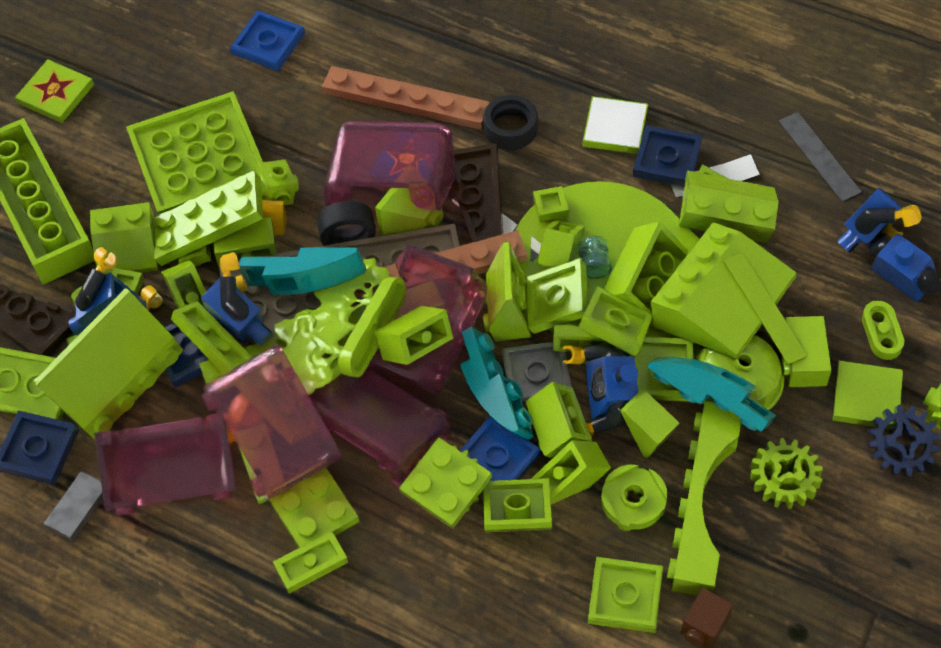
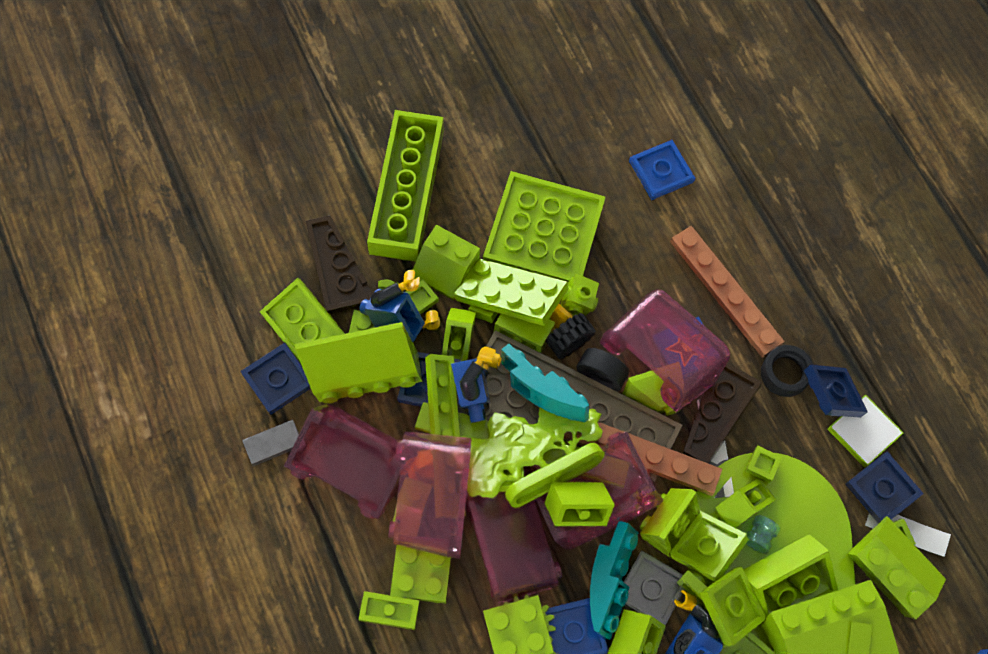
camera: 30 degrees right, 10 degrees up
(54, 91) = (485, 104): lime tile -> none
(294, 219) = (570, 336): none -> black tyre
(564, 106) = (835, 391): none -> dark blue plate

